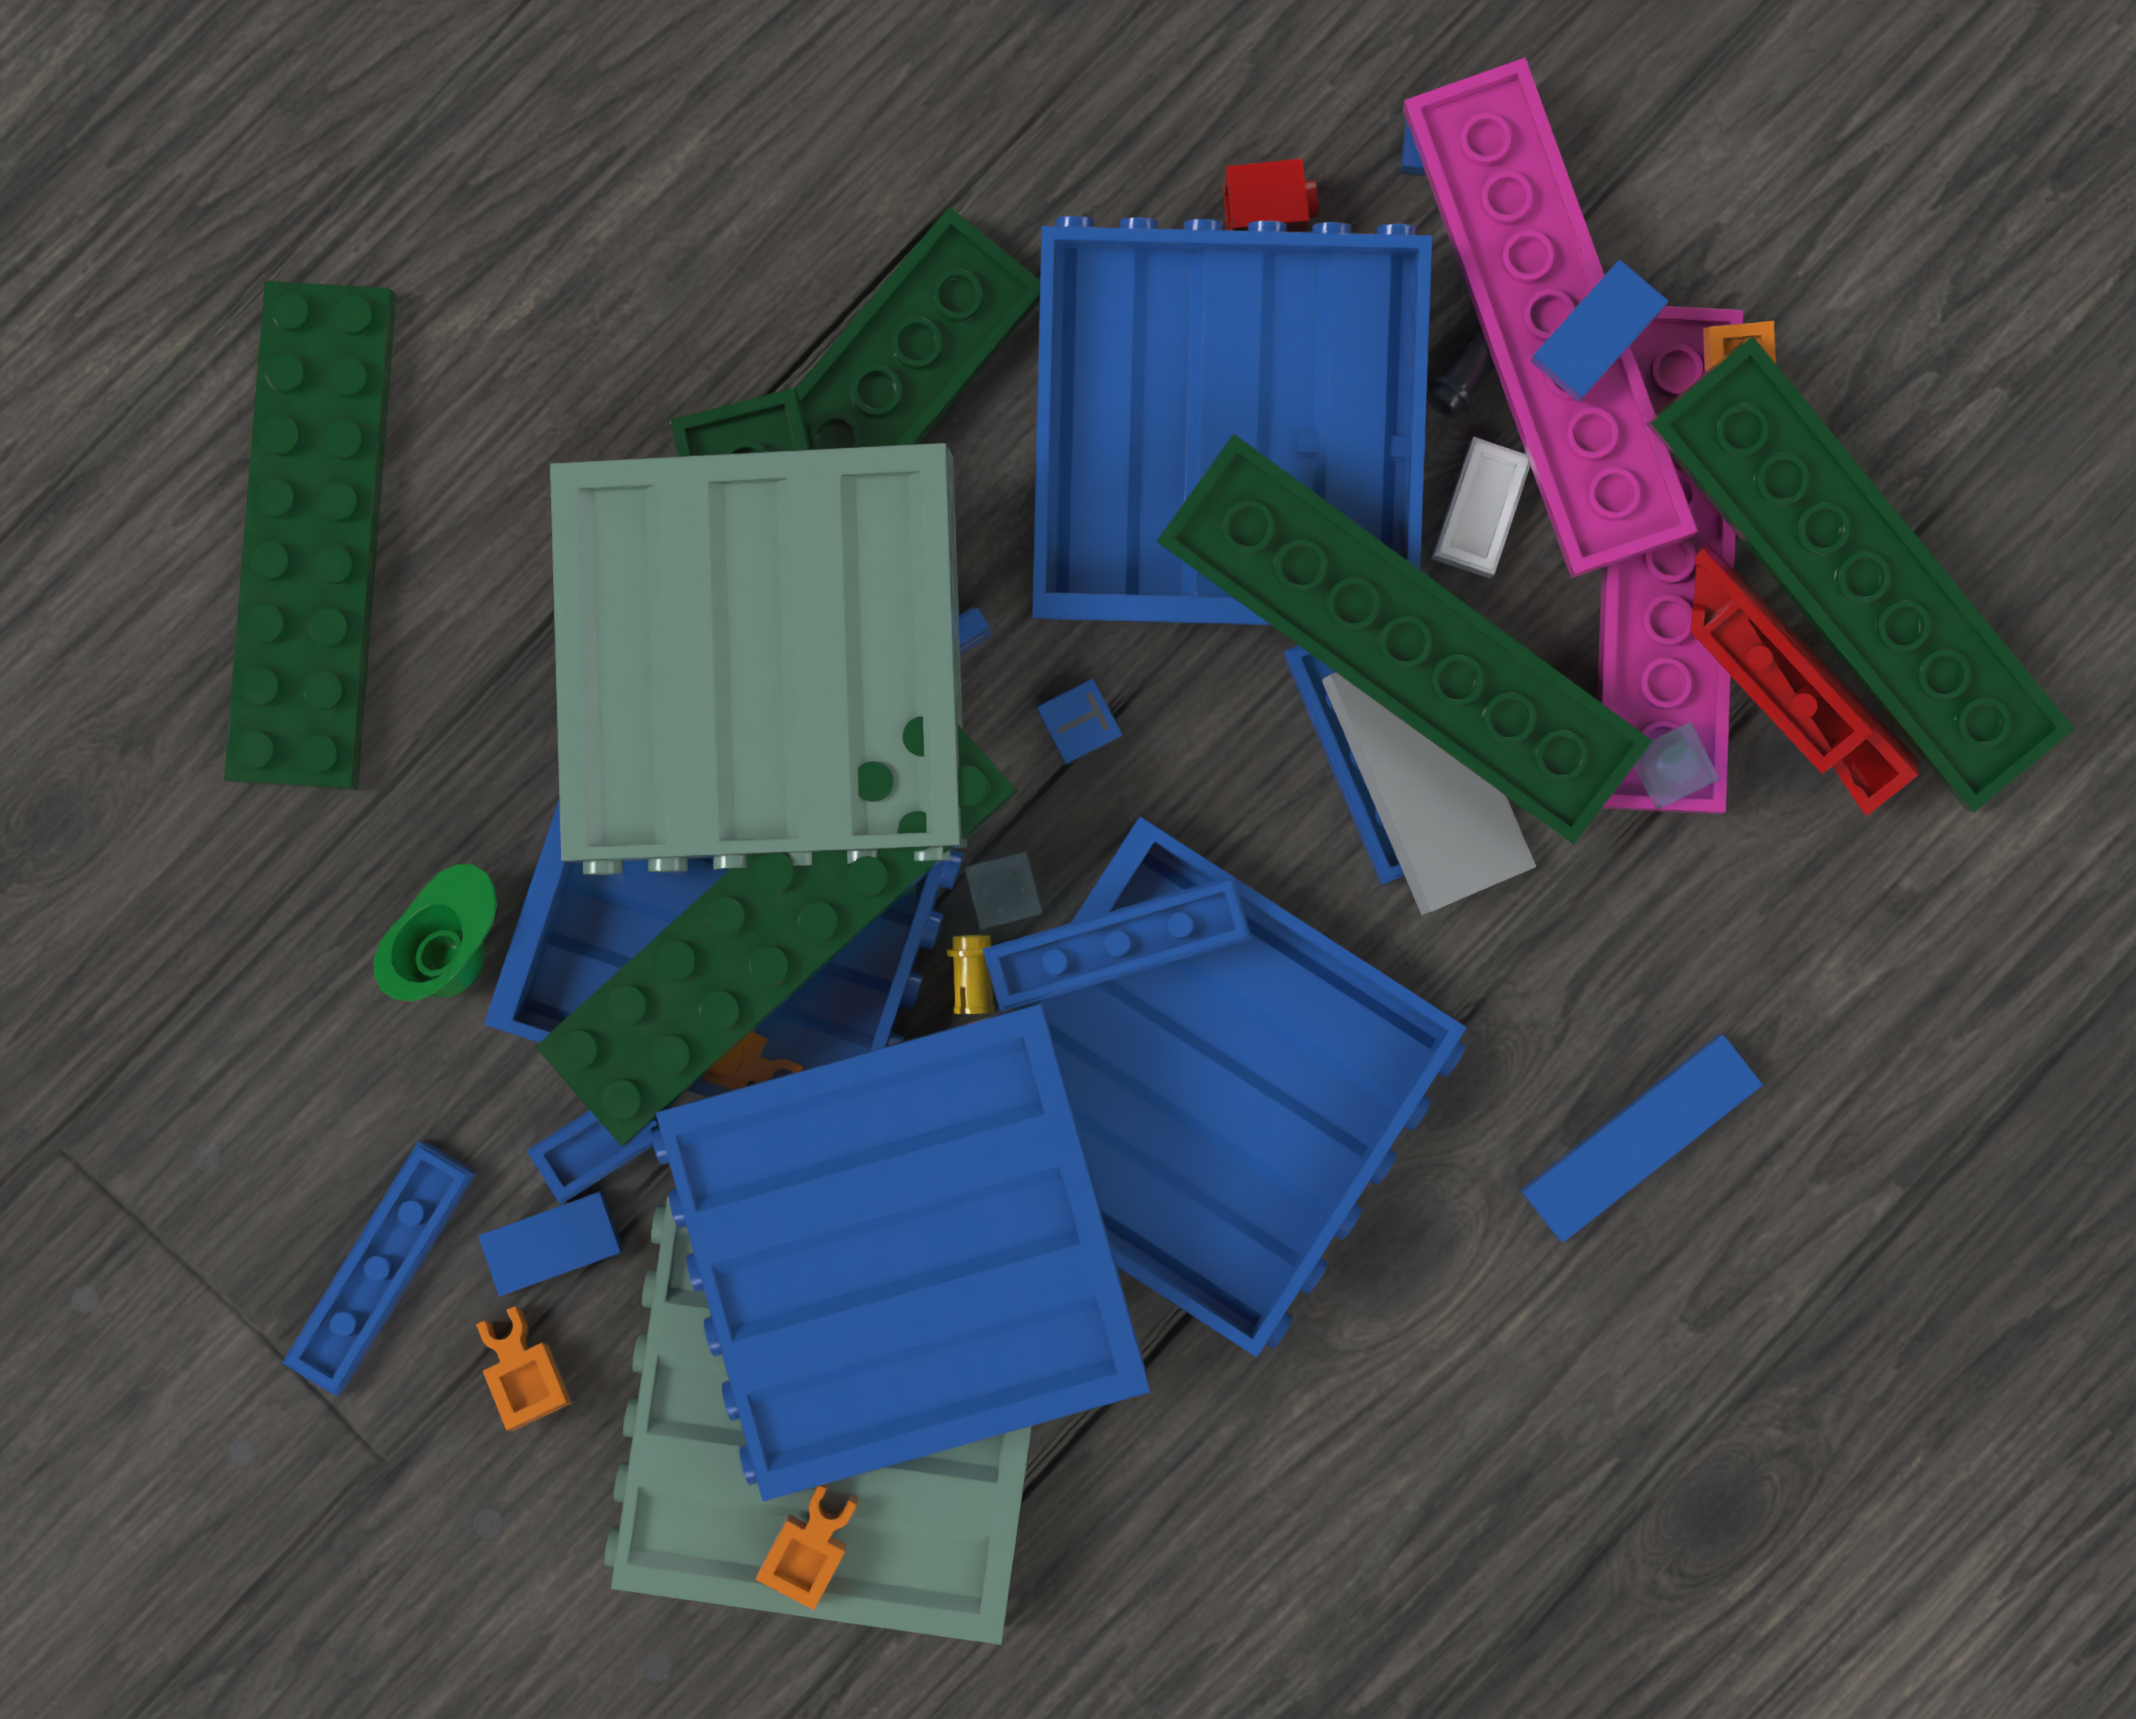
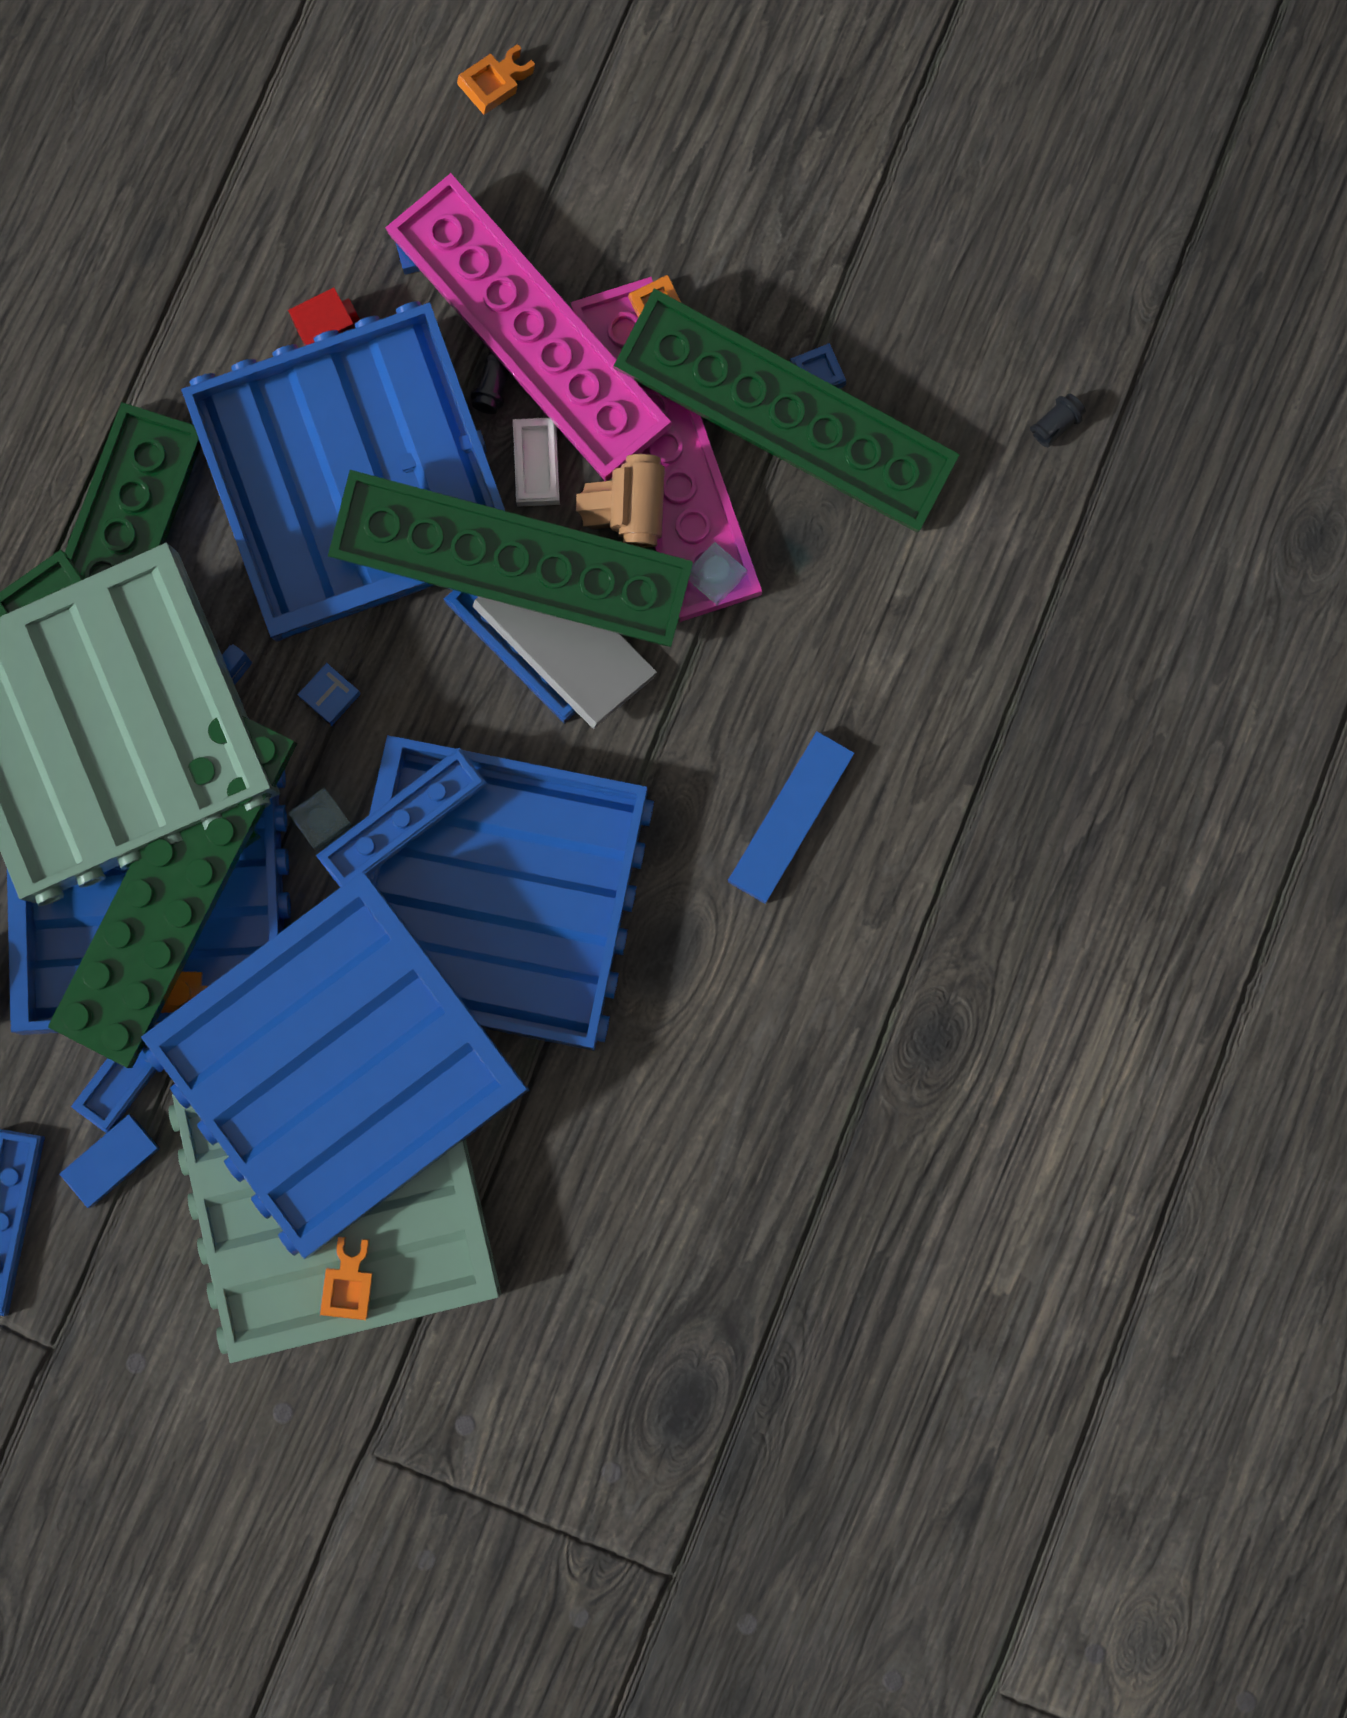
camera: 20 degrees left, 5 degrees down
(526, 1379) = (124, 1254): orange plate -> none
(971, 975) = (317, 877): yellow pin -> none
(1593, 622) = (629, 502): none -> medium nougat piece
(1599, 331) = (560, 322): blue tile -> none
(1796, 686) = (773, 494): red wedge -> none
(1931, 524) = (822, 364): none -> blue tile

